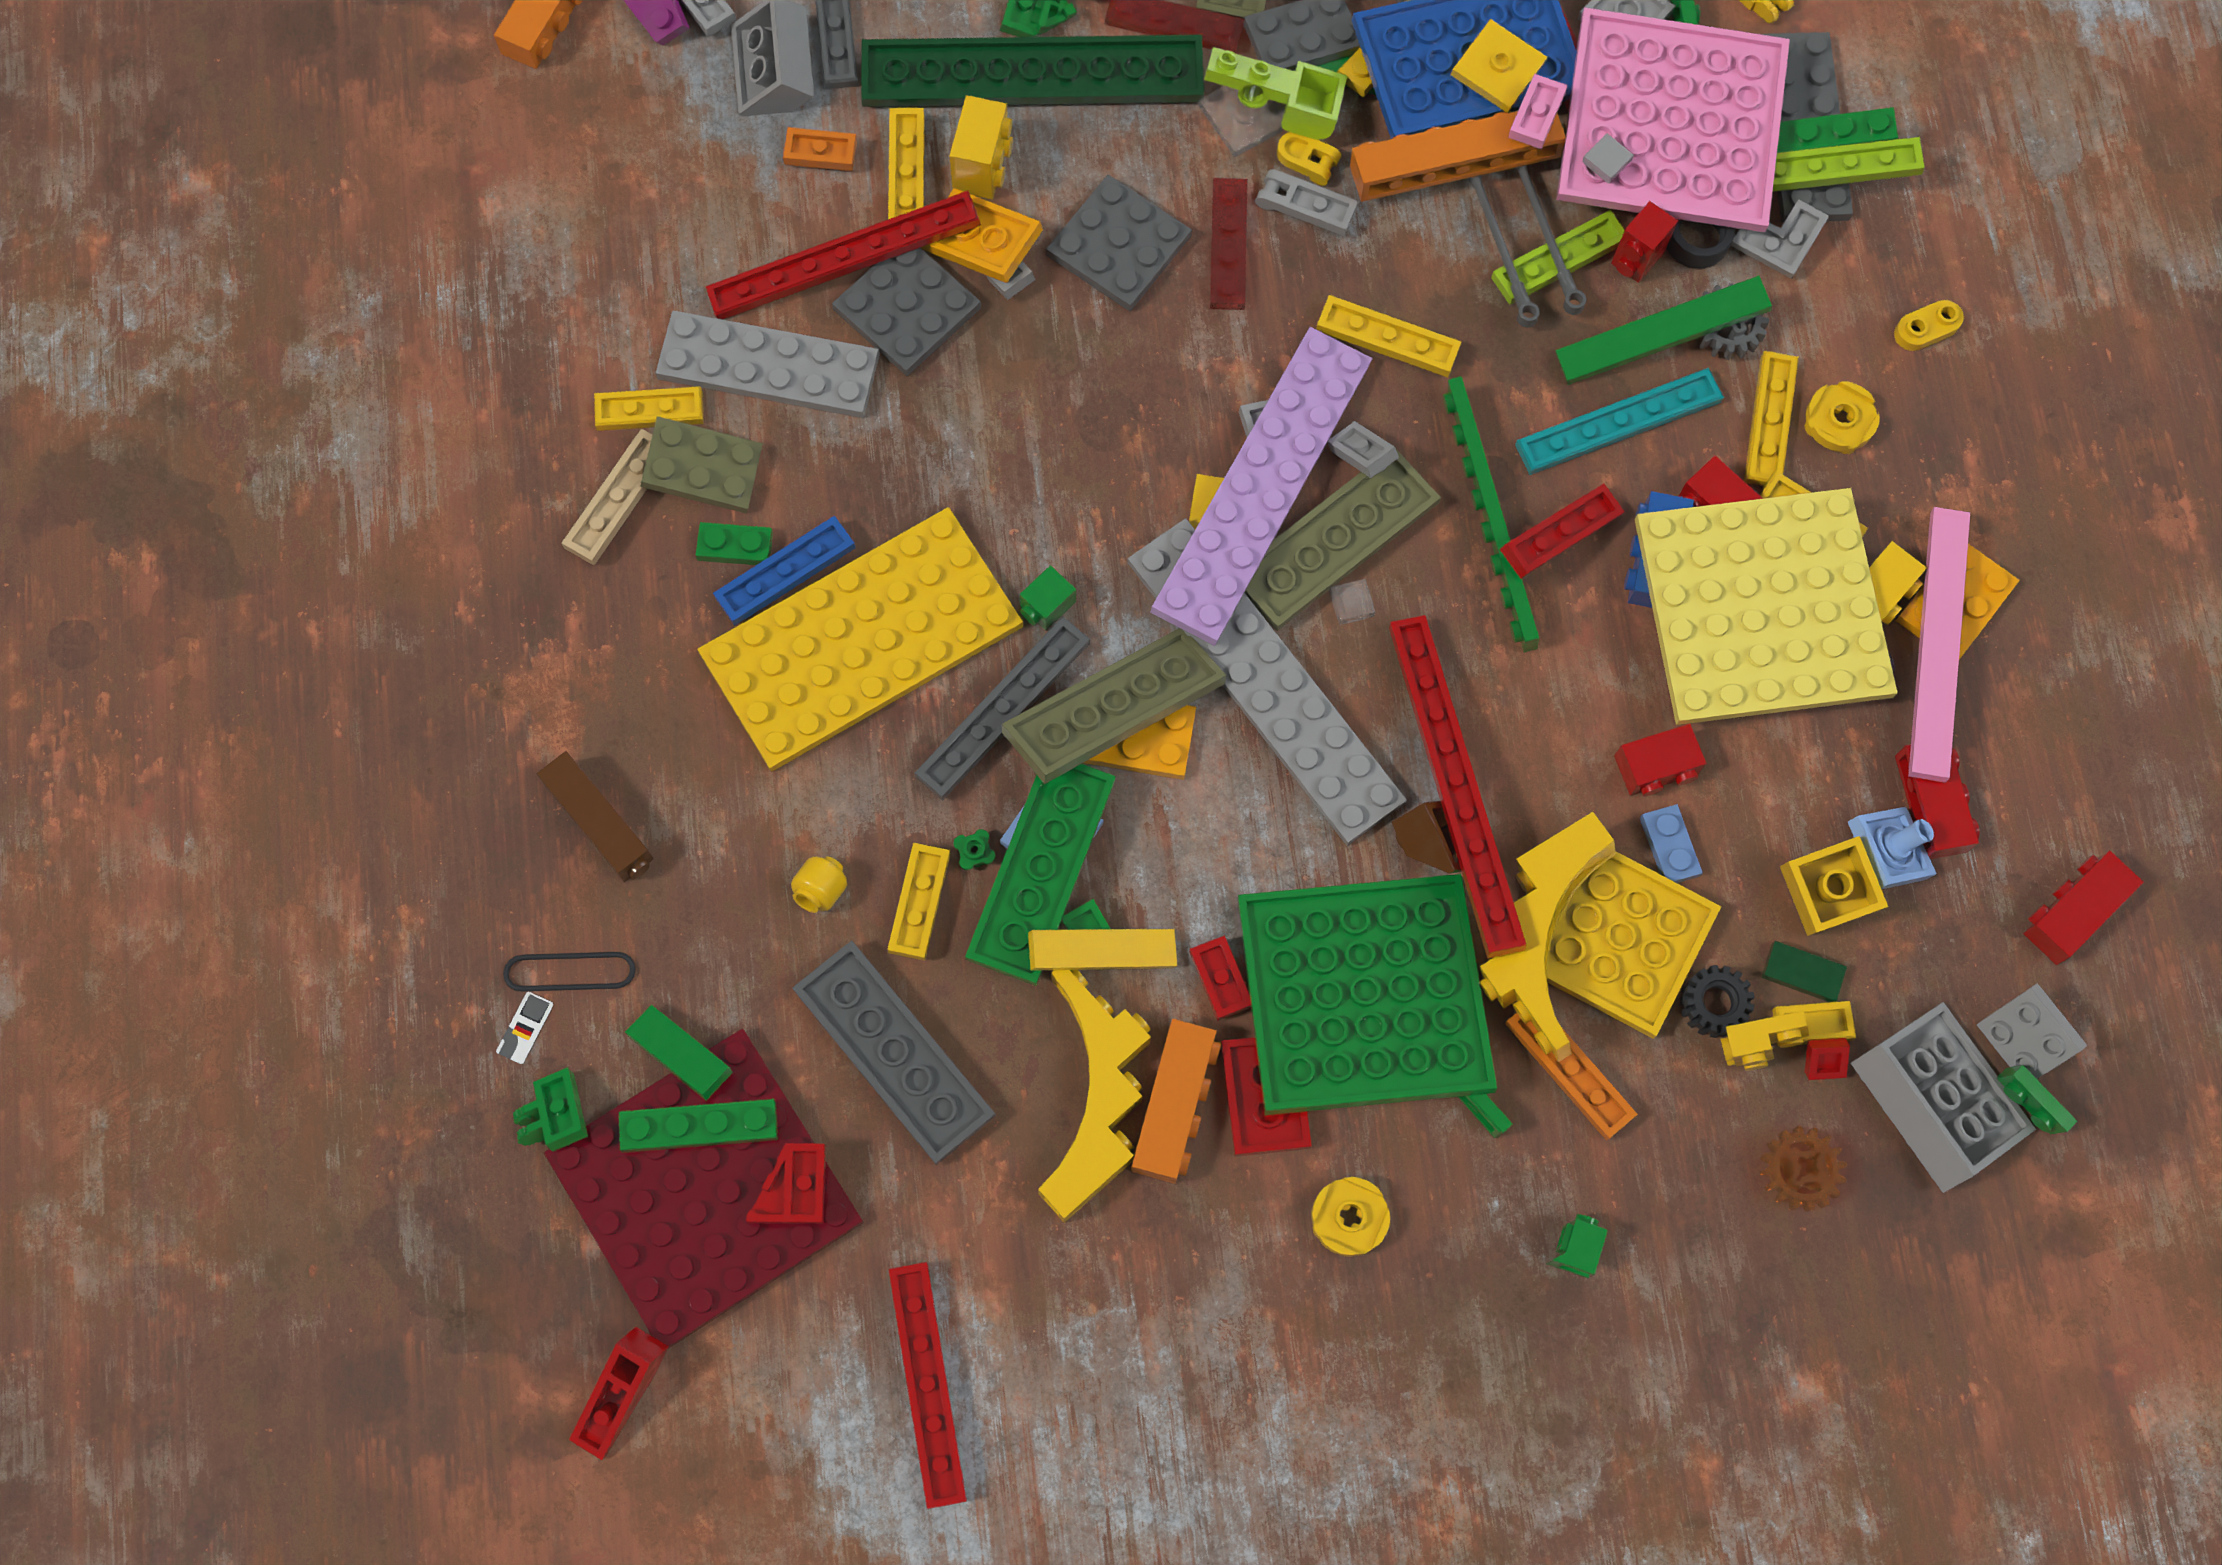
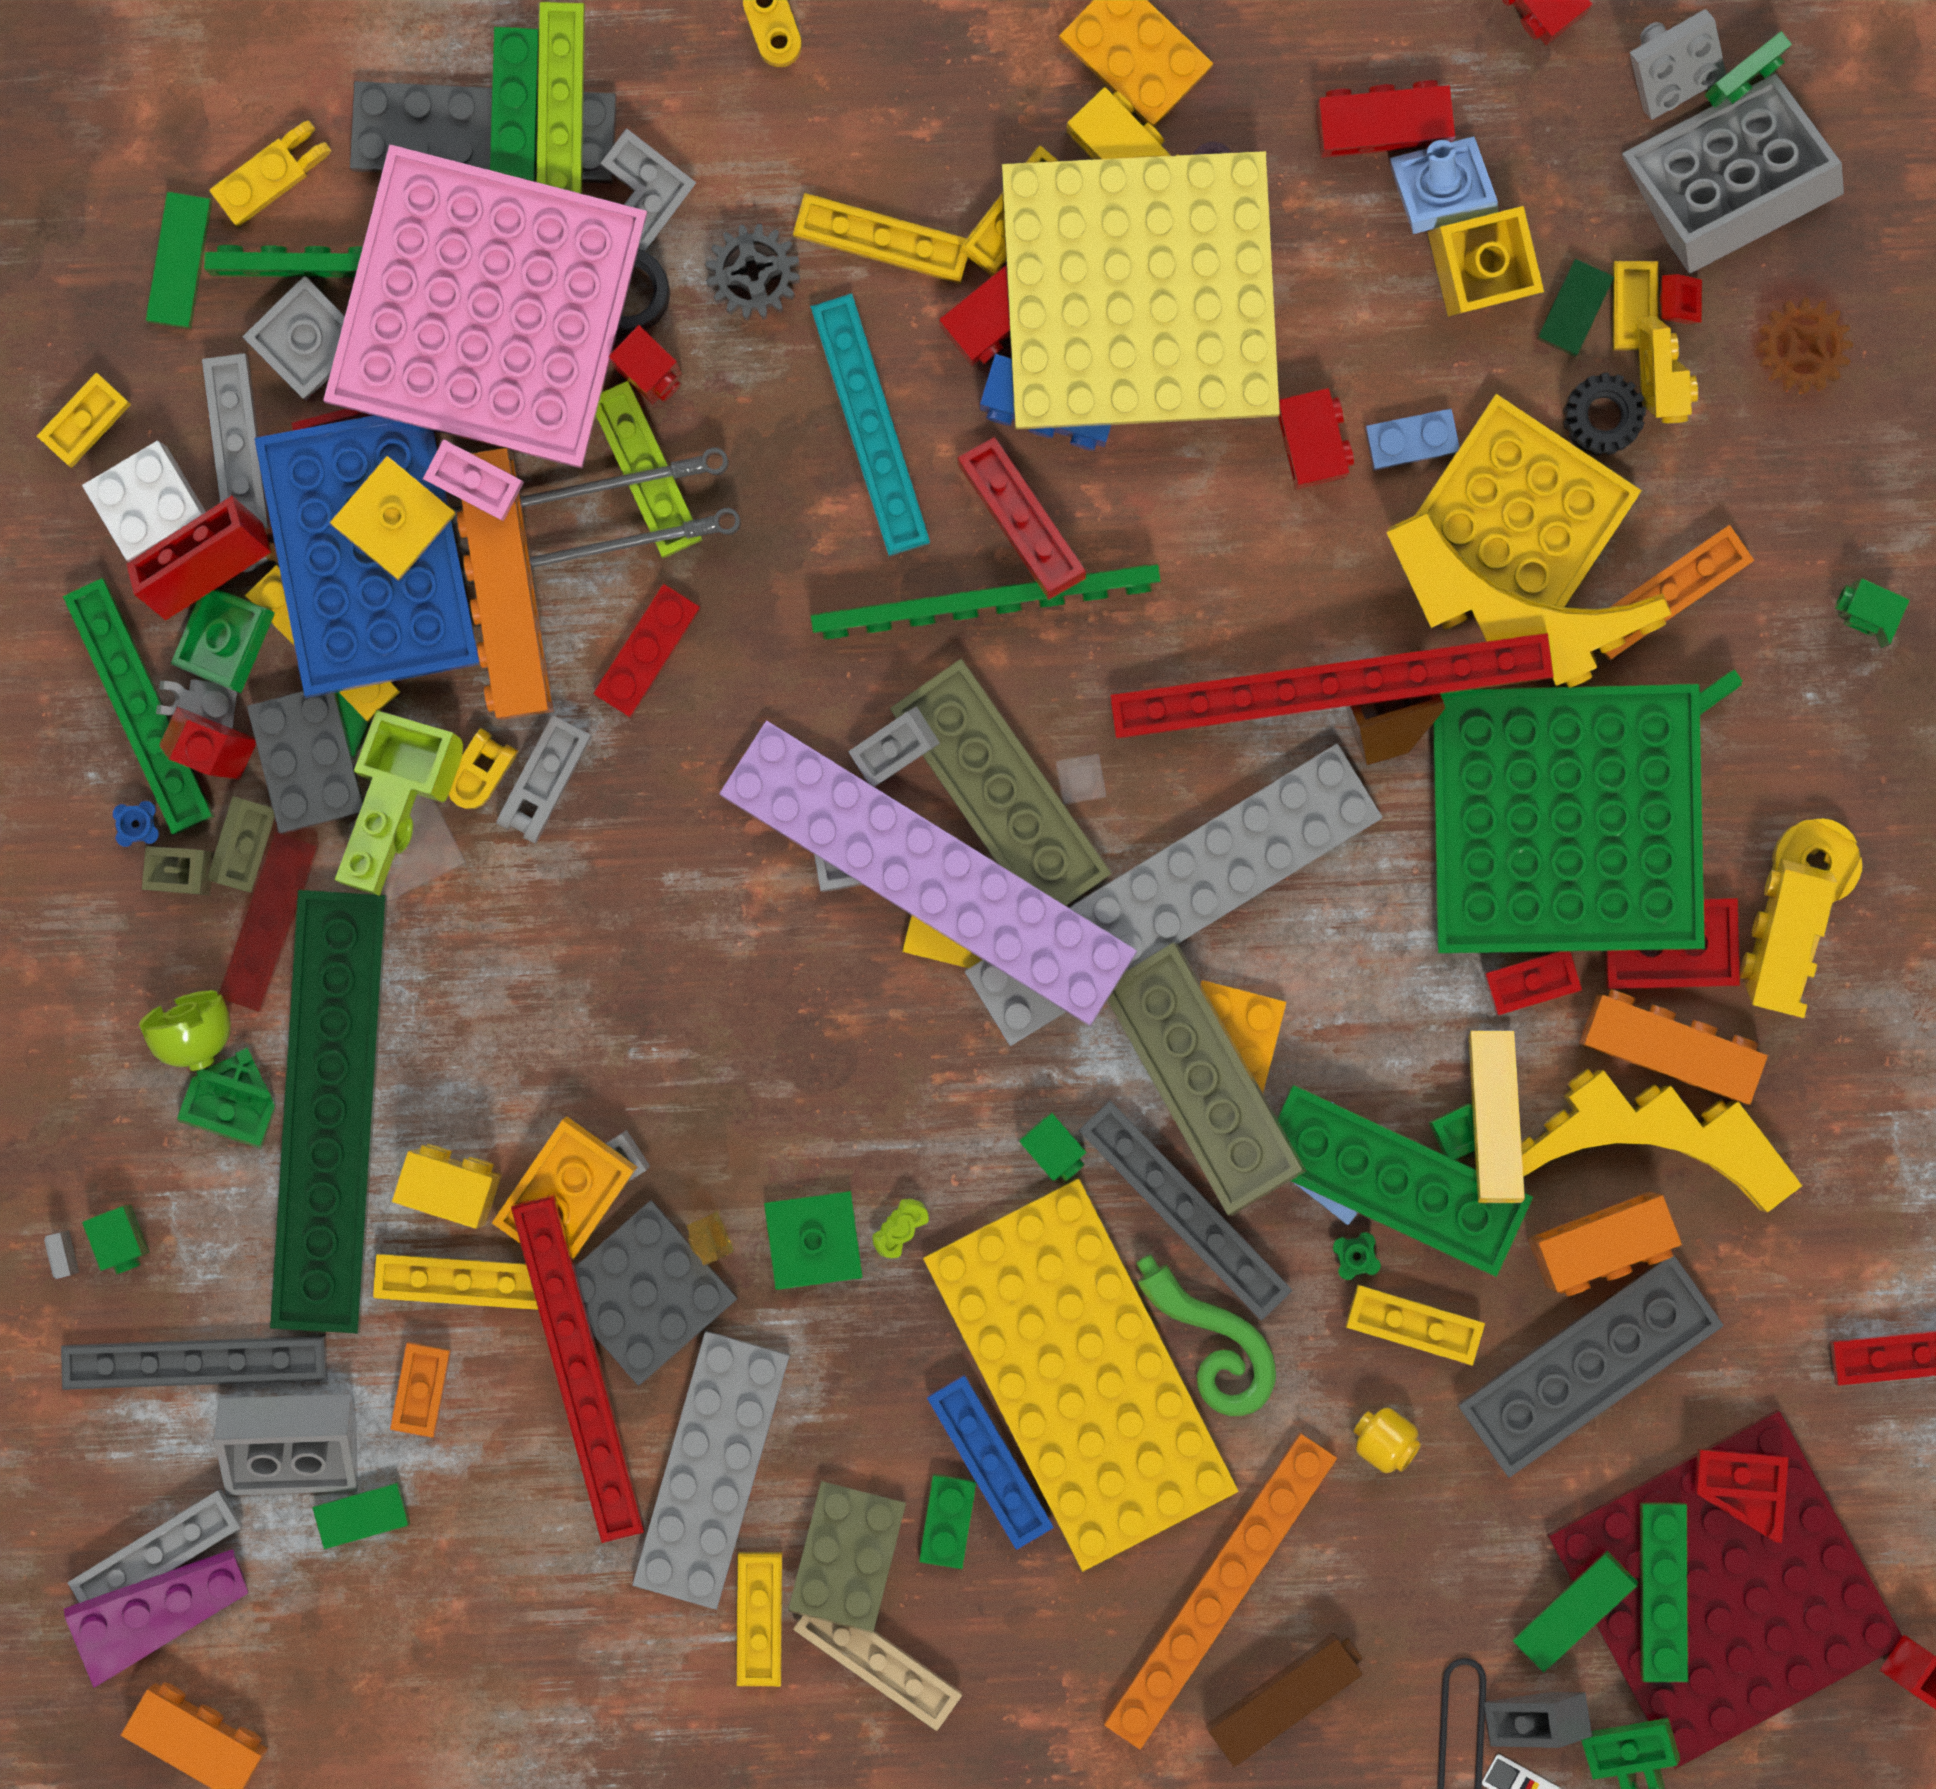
camera: 85 degrees left, 15 degrees up
(583, 1031) = (1538, 1720): none -> dark grey slope
(686, 762) = (1219, 1591): none -> orange plate
(719, 117) = (361, 1515): none -> green tile
(926, 703) = (1171, 1299): none -> bright green plant
(953, 345) = (709, 1238): none -> clear yellow plate
(957, 426) = (813, 1240): none -> green plate
(971, 488) = (899, 1228): none -> lime piece
(999, 1048) = (1605, 1243): none -> orange brick
(1118, 242) = (578, 1020): dark grey plate -> none
(1228, 244) = (590, 882): clear red plate -> none
(1282, 1187) = (1788, 936): none -> yellow wedge
(1388, 336) = (737, 696): yellow plate -> none
(1416, 270) = (647, 650): none -> red plate
(1607, 158) = (542, 400): light grey tile -> none
(1664, 330) = (765, 357): green tile -> none
(1831, 433) = (884, 127): yellow plate -> none
(1939, 645) = (1201, 88): bright pink tile -> none

